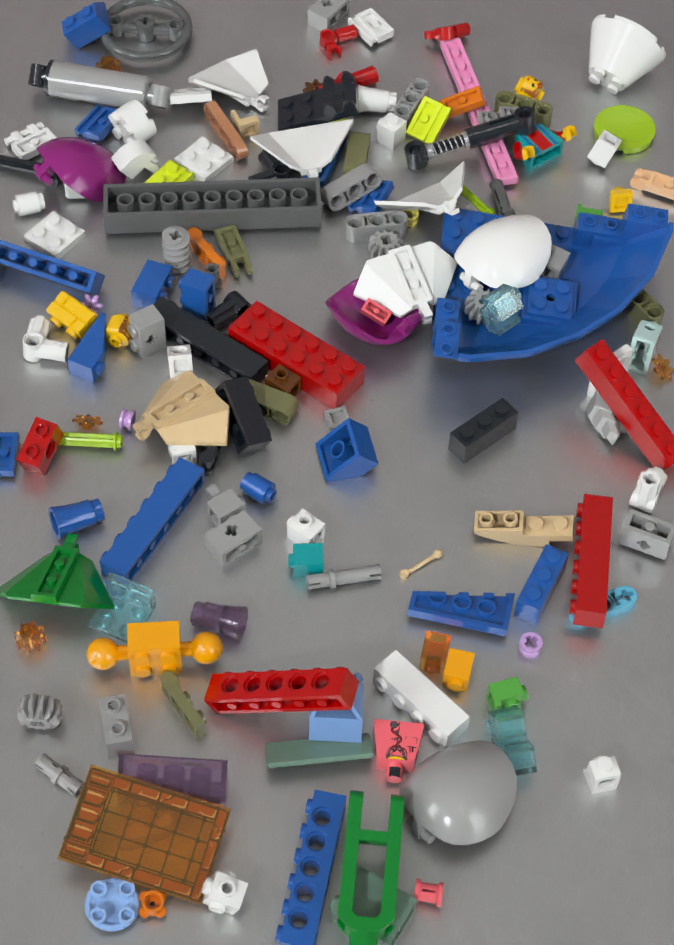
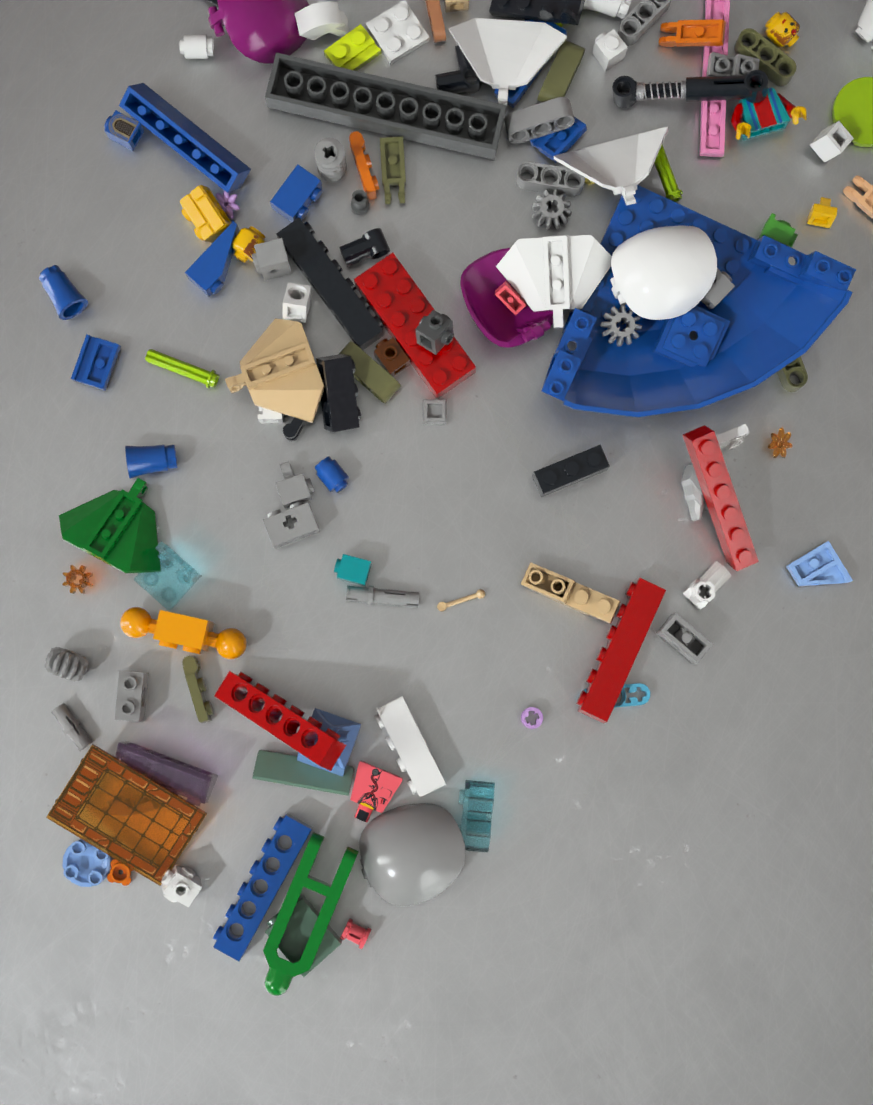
camera: 15 degrees right, 30 degrees up
(38, 346) = (171, 246): white piece -> none
(40, 446) = (134, 370): red brick -> none
(54, 235) = (214, 96): white plate -> none
(87, 421) = (189, 346): clear orange plant -> none
(127, 419) = (228, 356): lavender bush -> none
(153, 520) = (221, 484): blue brick -> none
(197, 292) = (336, 224): blue brick -> none
(220, 619) = (254, 611): clear purple plant -> none
(305, 528) = (361, 535): white brick -> none
(318, 338) = (434, 331): none -> dark grey brick
(346, 451) = (429, 457): blue slope -> none
(428, 120) = (654, 48): neon yellow plate -> none
(435, 652) = (439, 704): clear orange brick -> none
(458, 670) = (454, 728): light orange brick -> none
(478, 613) = (488, 667): blue wing -> none
(501, 198) = (695, 181): dark grey pin -> none
(501, 309) = (632, 350): clear light blue brick -> none
(506, 694) = (490, 767): bright green brick -> none
(541, 584) = (563, 661): blue brick -> none
(602, 769) = (546, 869): white brick -> none
(646, 338) = (771, 414): light aqua torso -> none

